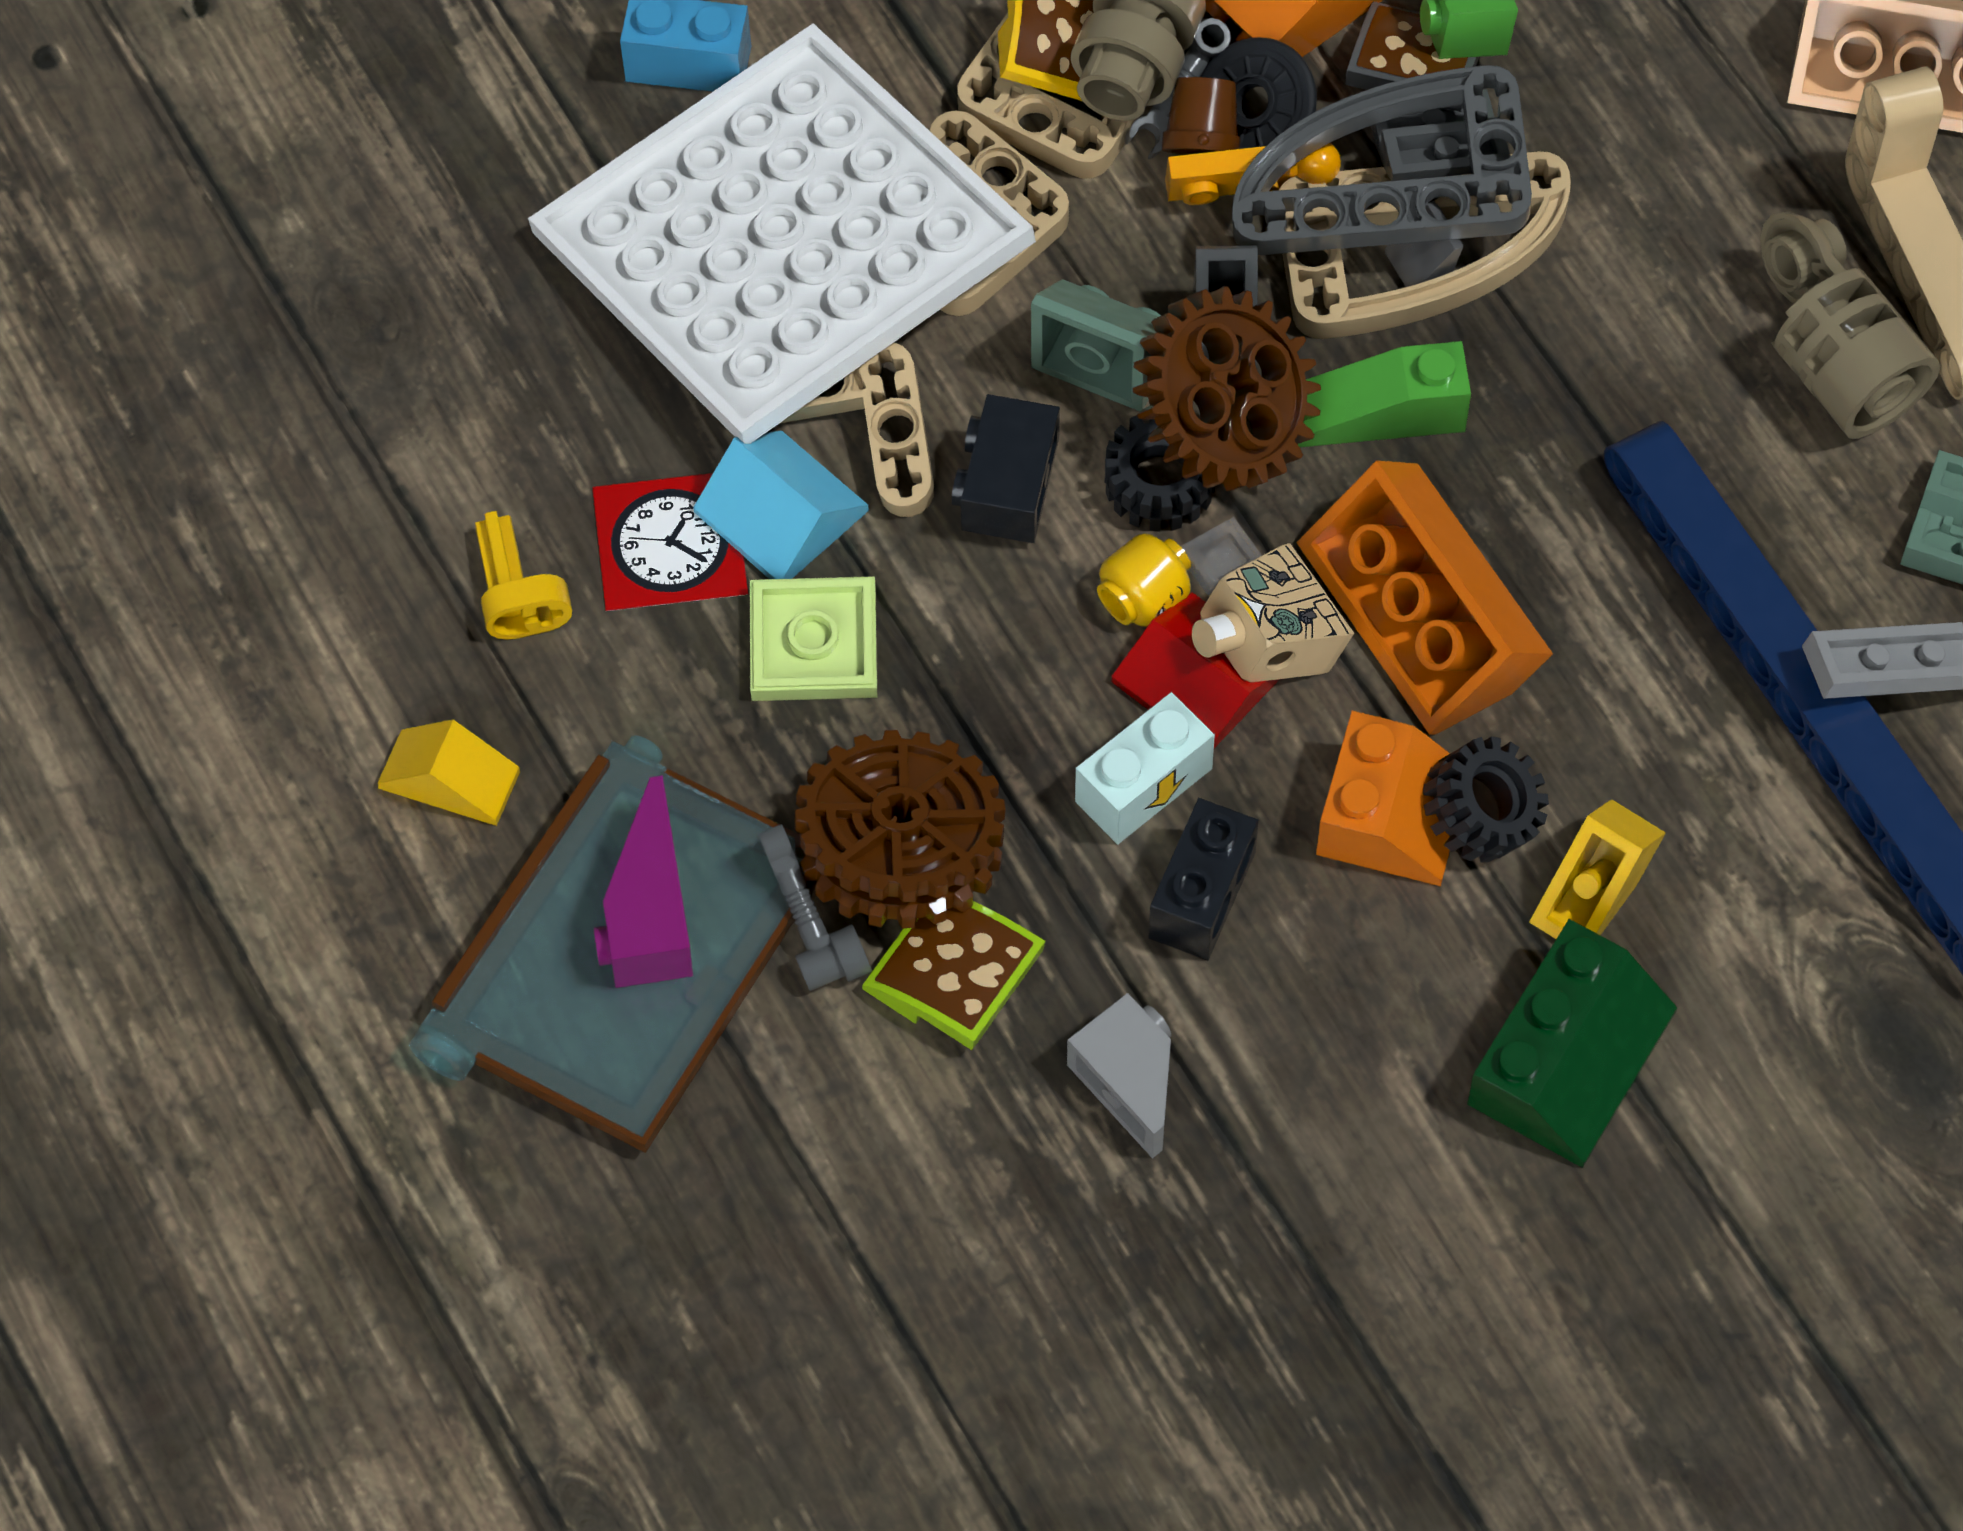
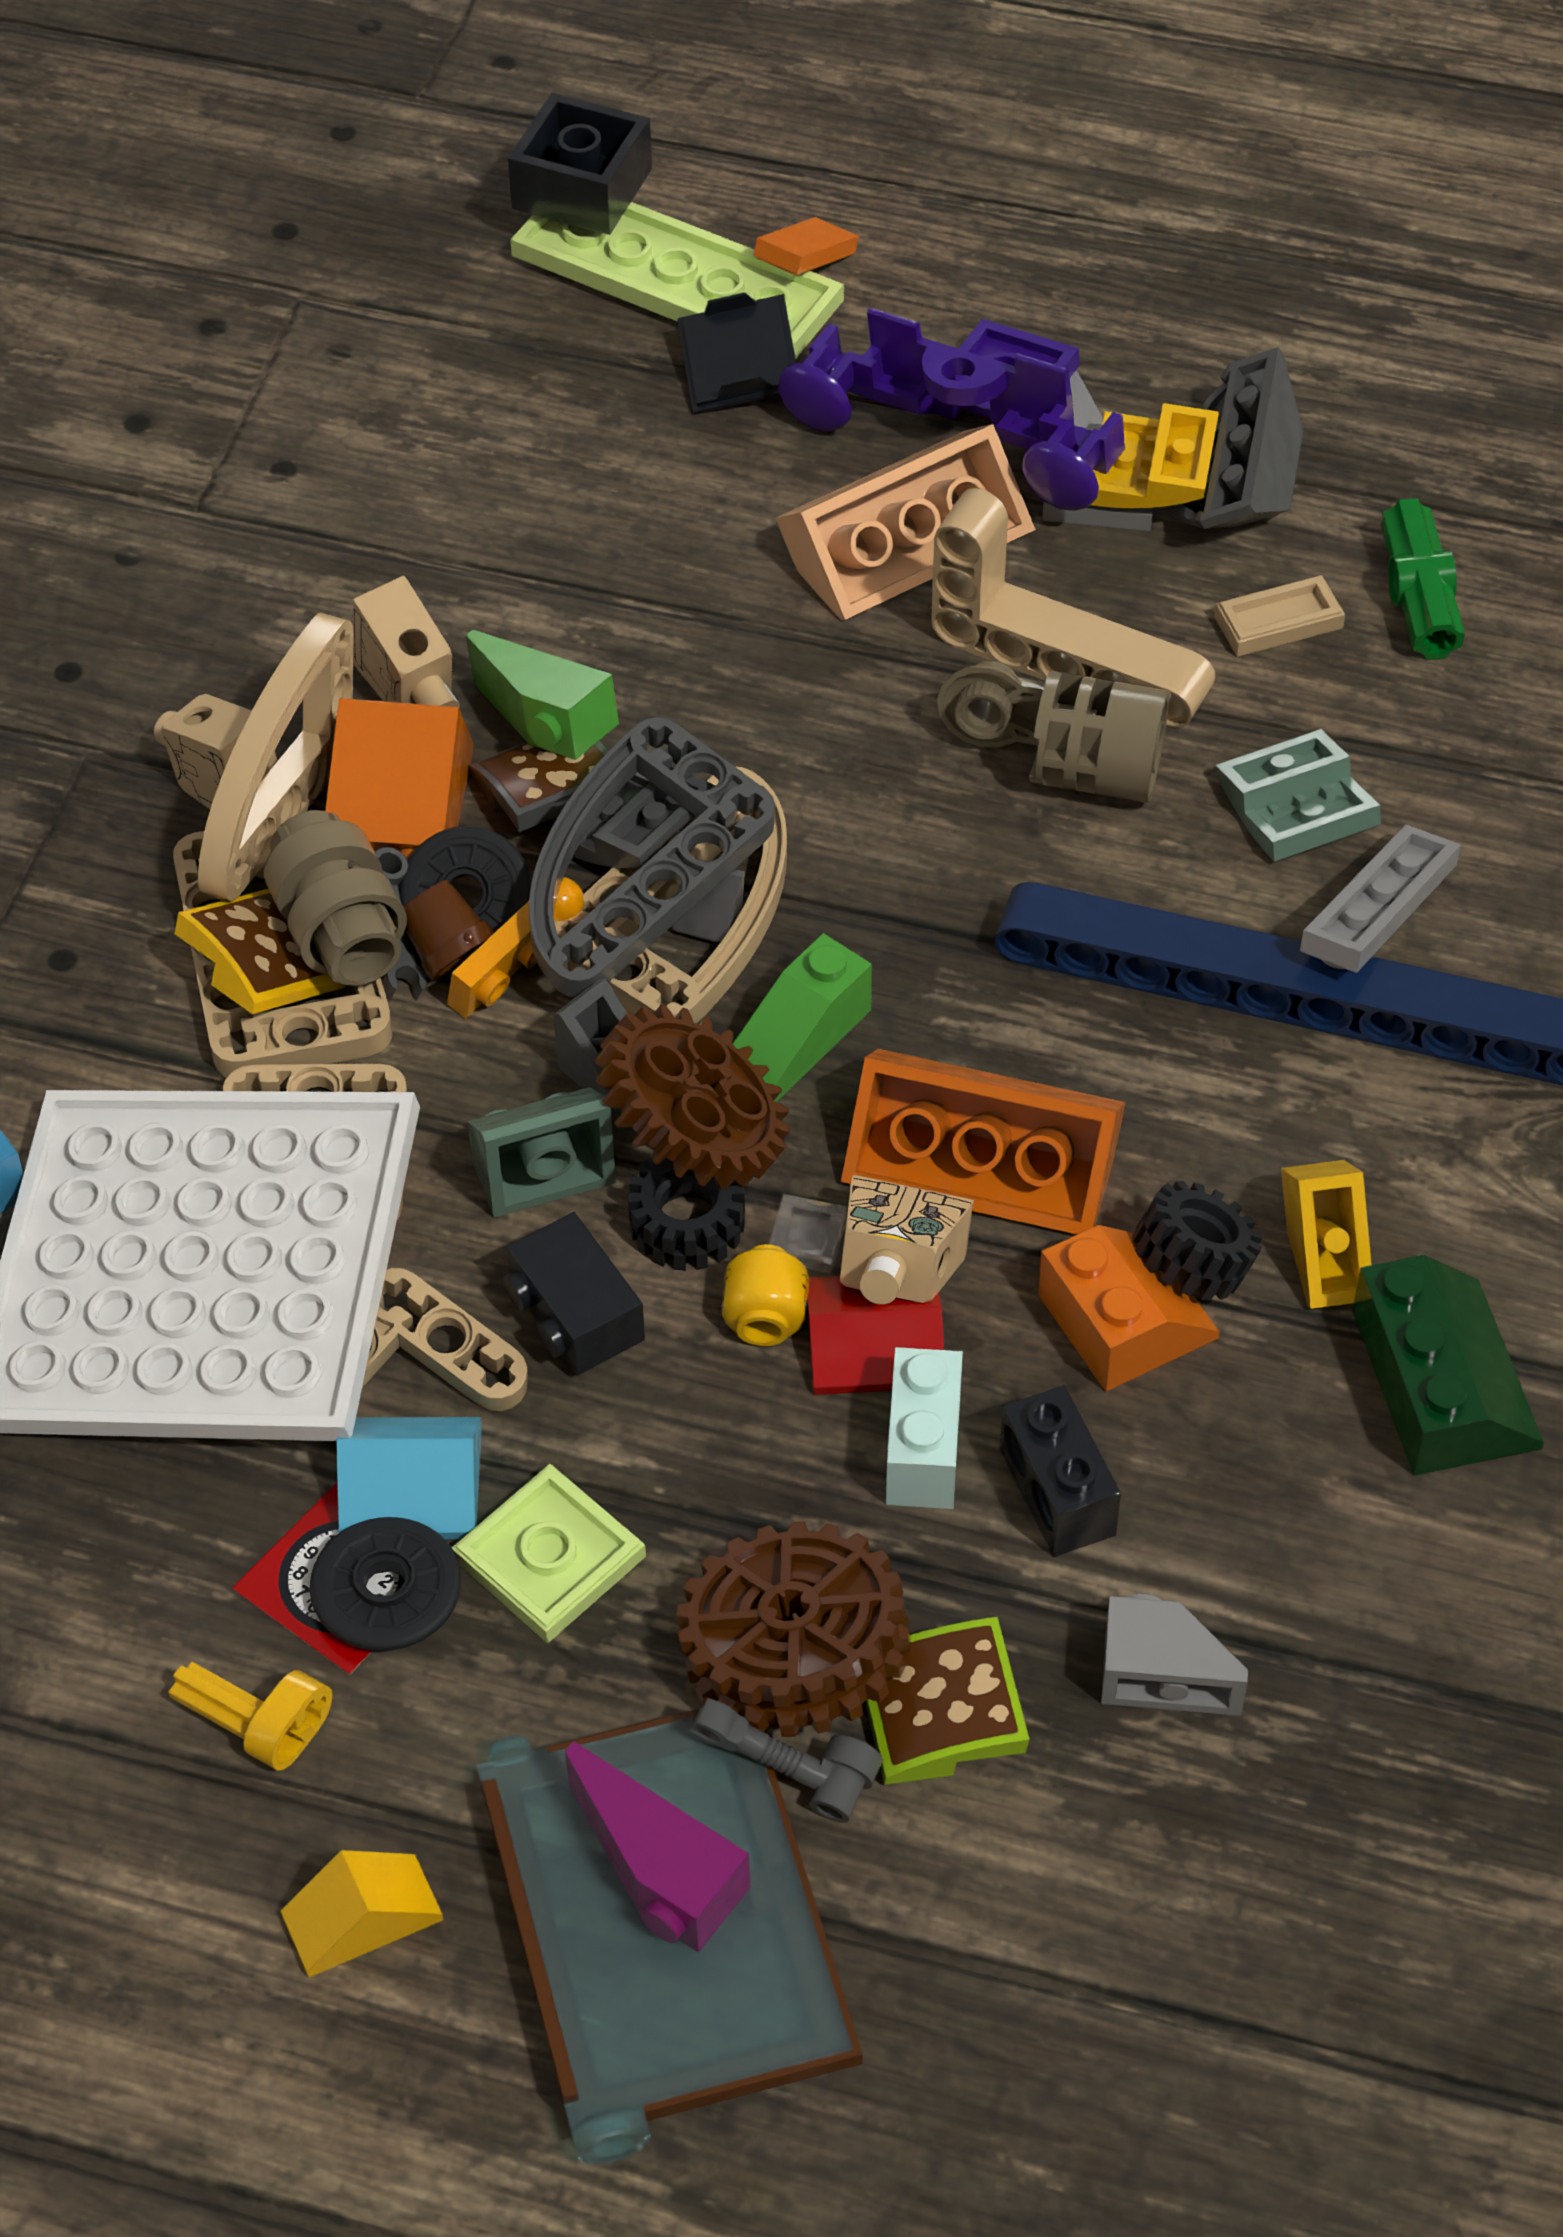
camera: 45 degrees left, 10 degrees down
(692, 601) = (394, 1620): none -> black wheel

